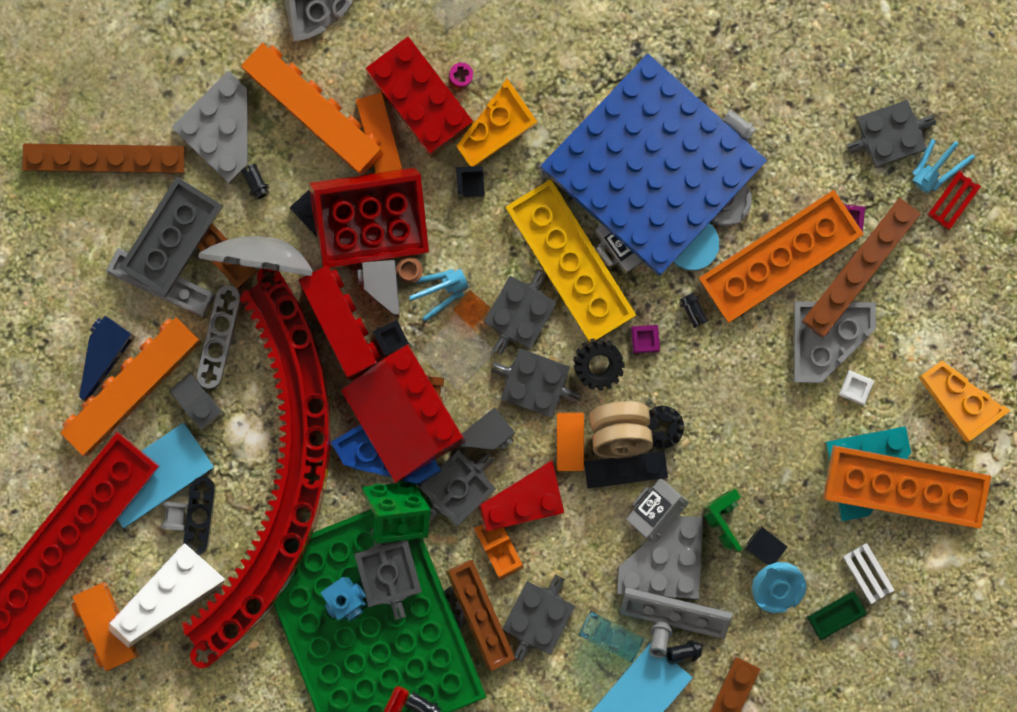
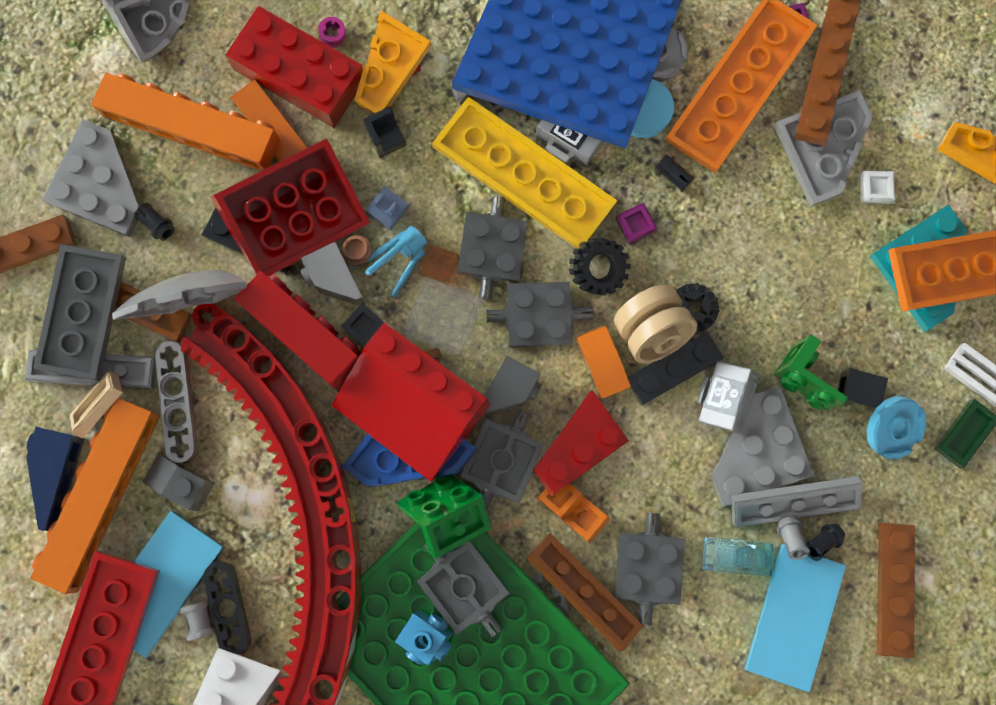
camera: 20 degrees left, 5 degrees down
(156, 315) = (95, 404): none -> tan tile
(447, 245) = (387, 208): none -> sand blue tile

